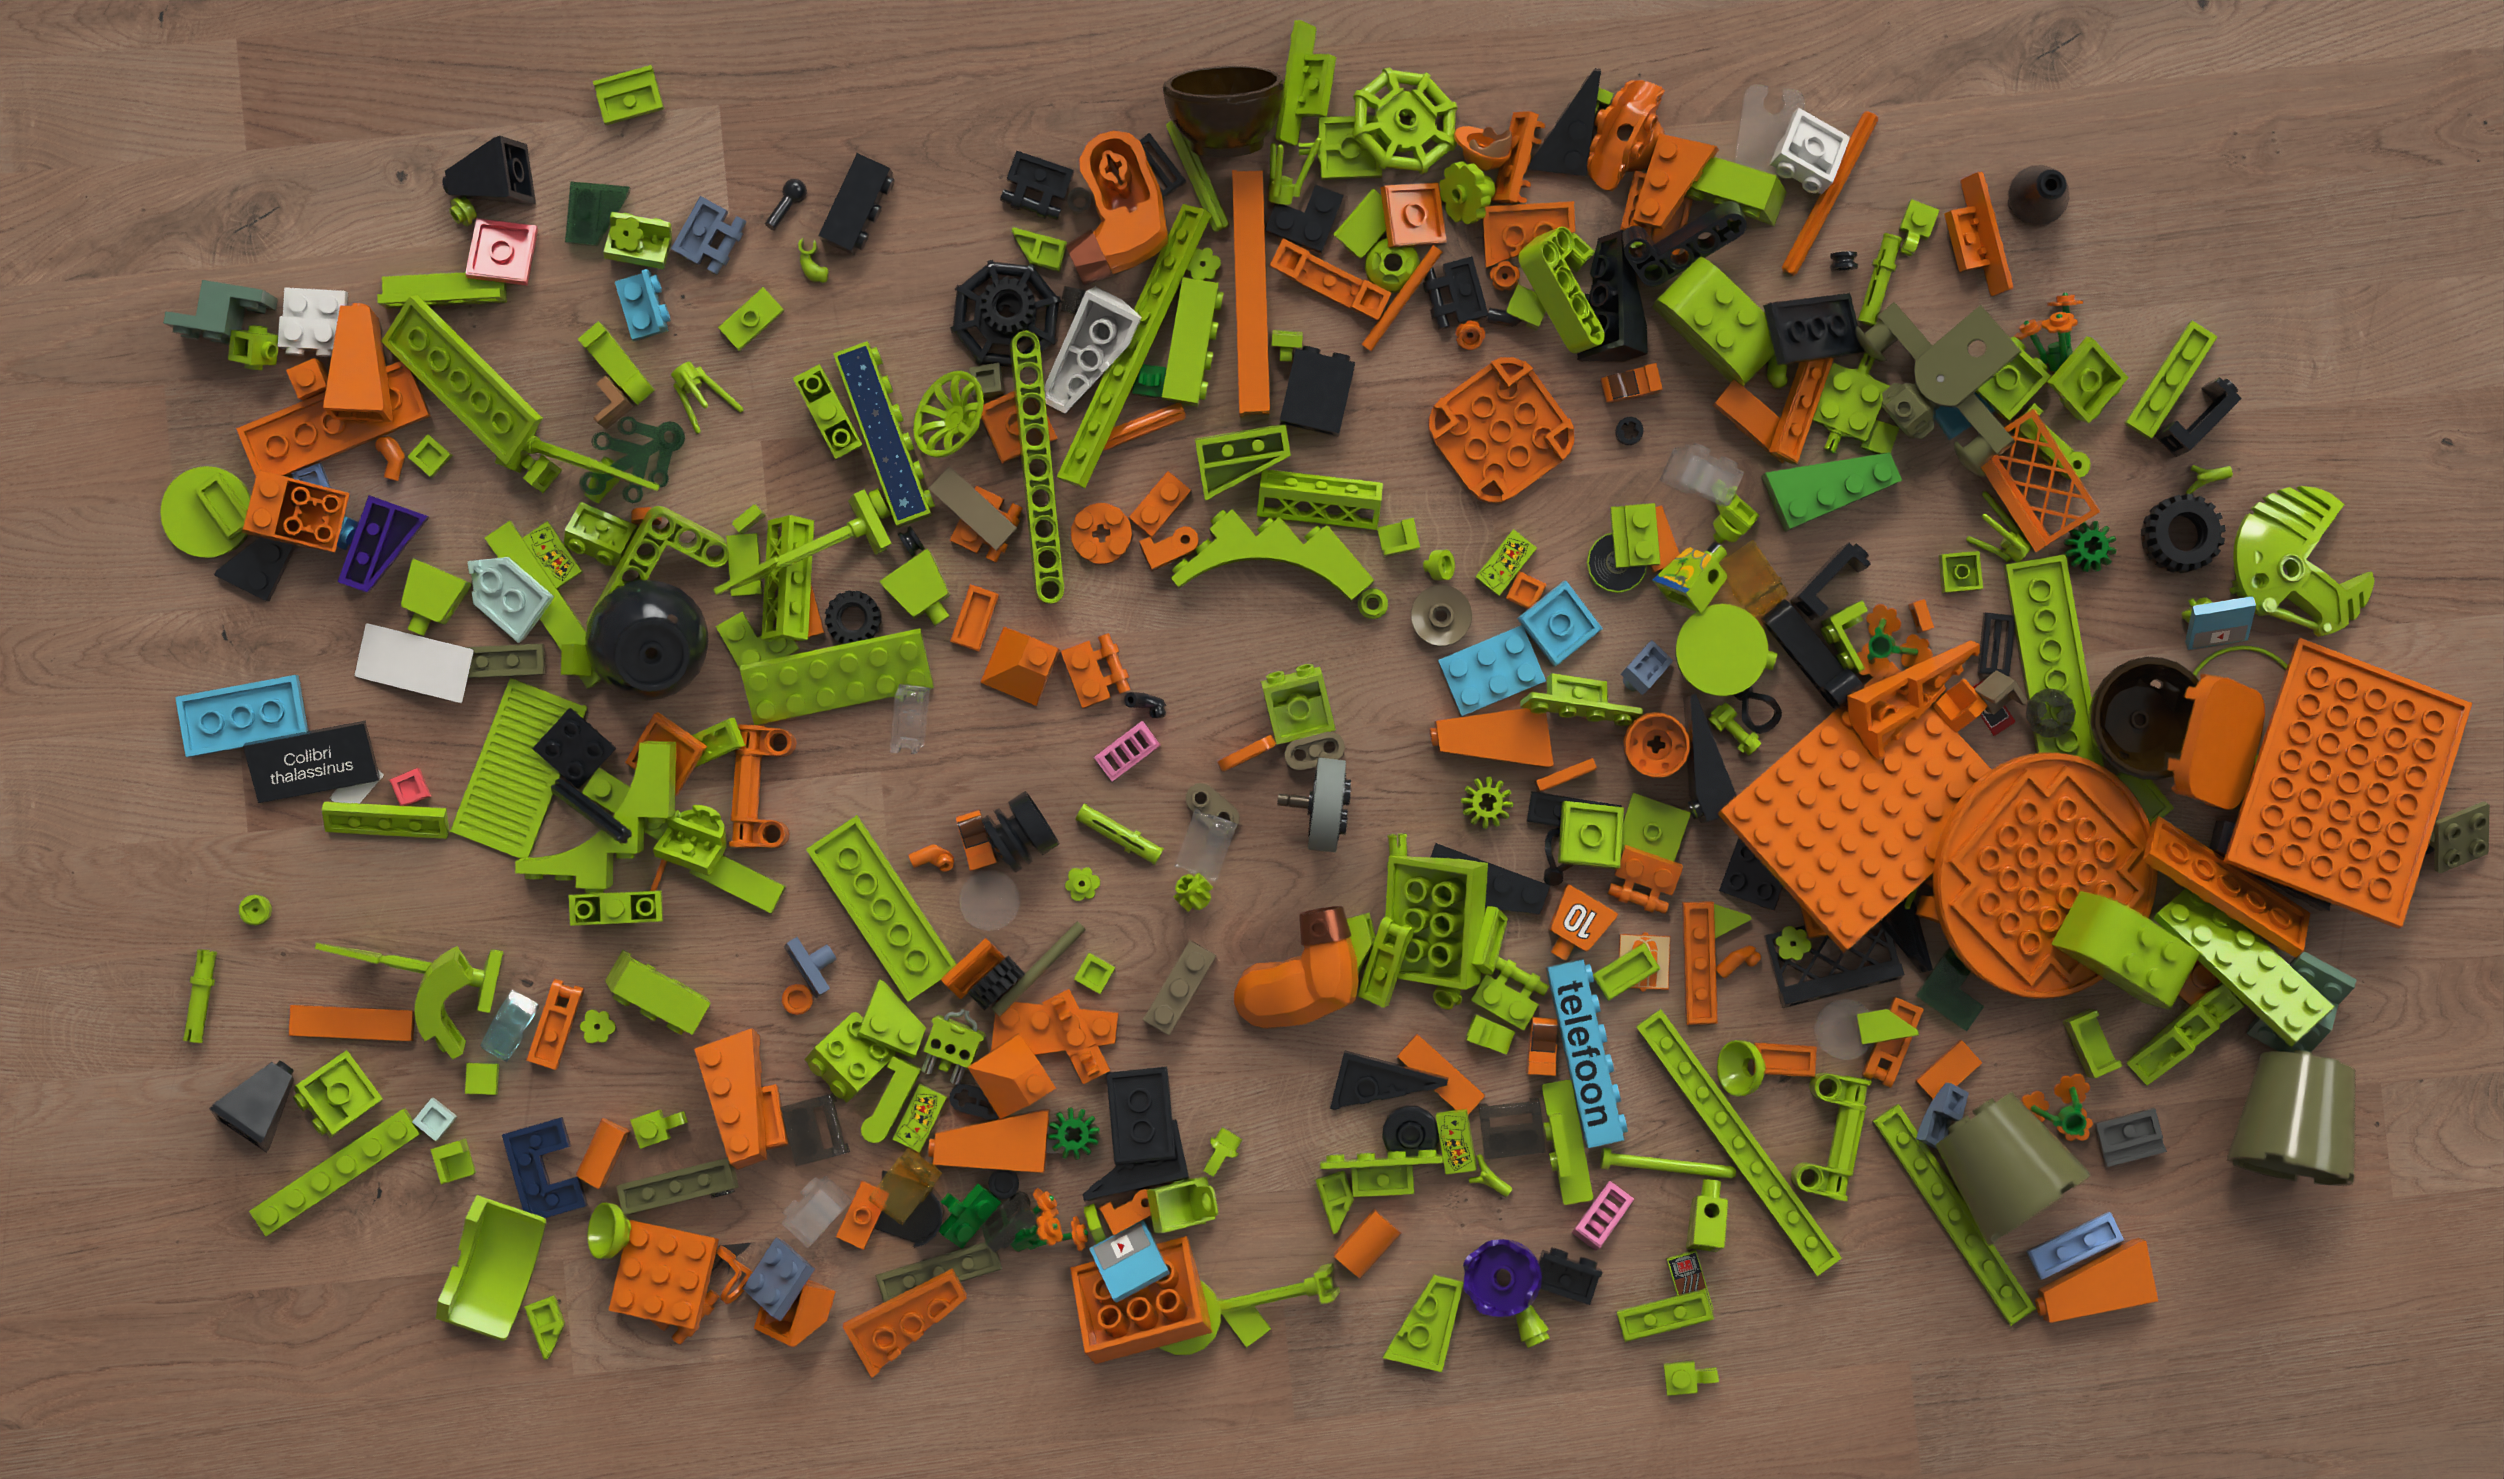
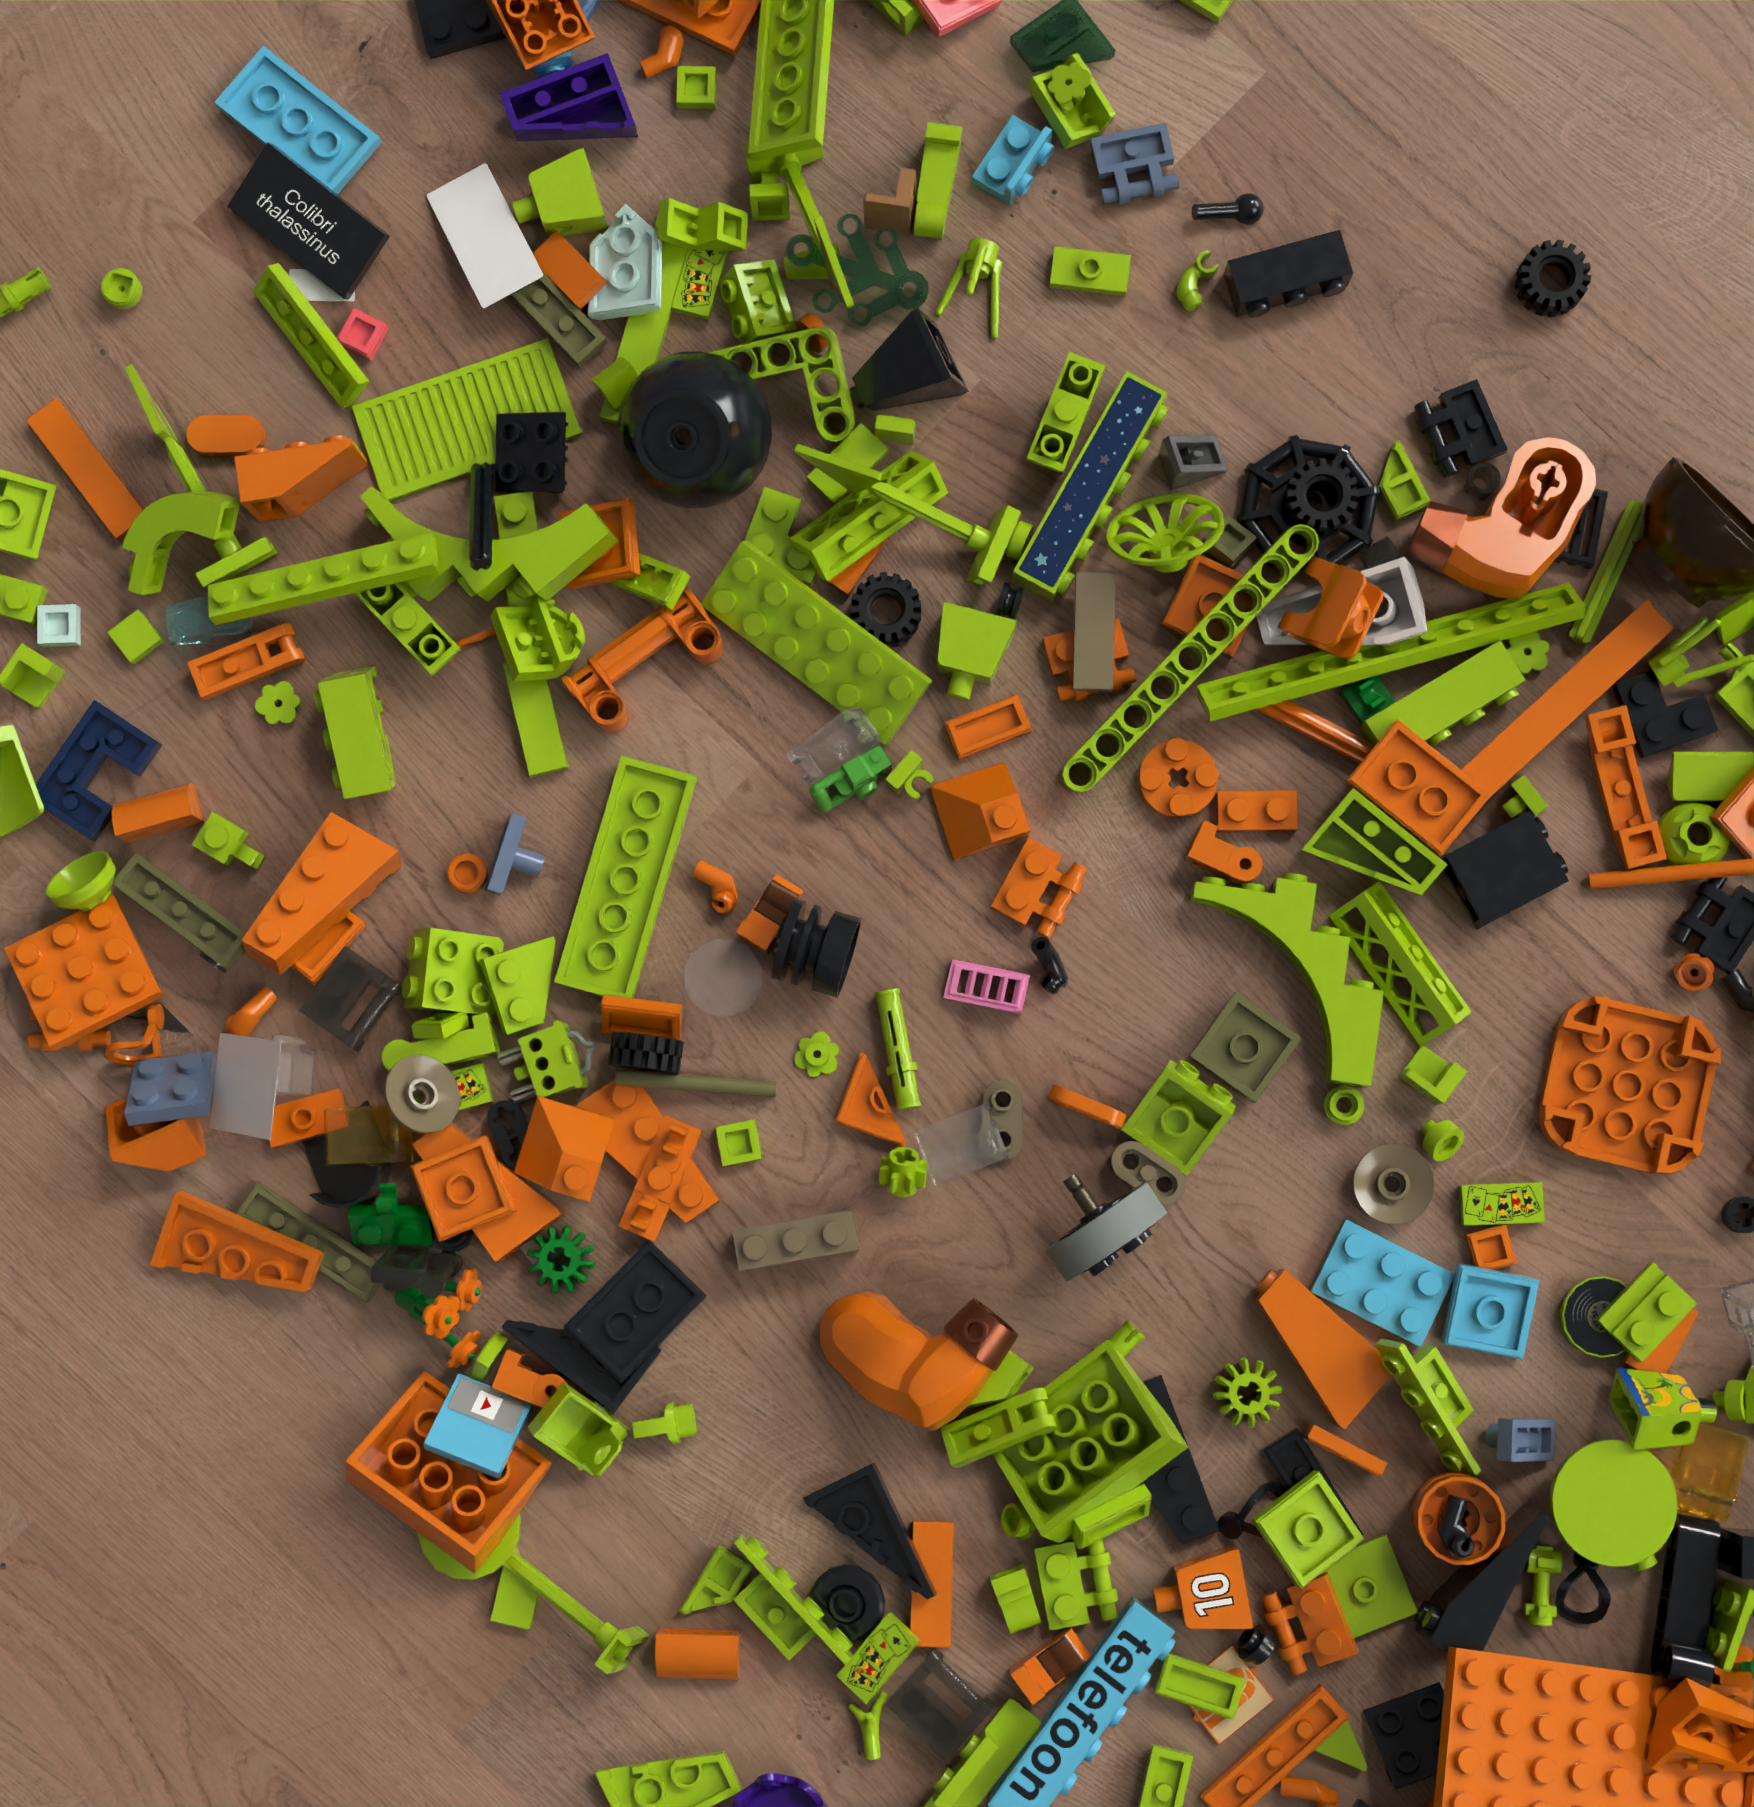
camera: 60 degrees right, 5 degrees down
(402, 921) = (225, 434): none -> orange tile
(470, 902) = (295, 478): none -> orange slope
(479, 630) = (568, 269): none -> orange tile
(524, 528) = (708, 228): none -> lime slope
(548, 937) = (323, 578): none -> lime plate
(718, 478) = (908, 368): none -> black slope
(773, 1200) = (248, 1016): none -> orange arm
(816, 1232) = (245, 1085): none -> white sticker
(876, 1090) = (439, 1025): none -> lime tile
(913, 1124) = (434, 1087): none -> dark tan dish
(918, 359) = (1191, 459): none -> dark grey slope
(938, 722) = (852, 778): none -> bright green piece
(961, 690) = (906, 773): none -> lime tile
(985, 1155) = (463, 1188): none -> orange tile
(994, 32) = (1562, 258): none -> black tyre
(1088, 357) = (1341, 615): none -> orange piece
(1137, 880) = (867, 1107): none -> orange tile
(1227, 402) = (1418, 788): none -> orange tile
(1290, 631) = (1245, 1047): none -> olive plate
(1630, 919) = (1256, 1644): none -> black plate
(1659, 754) = (1452, 1530): none -> black arm

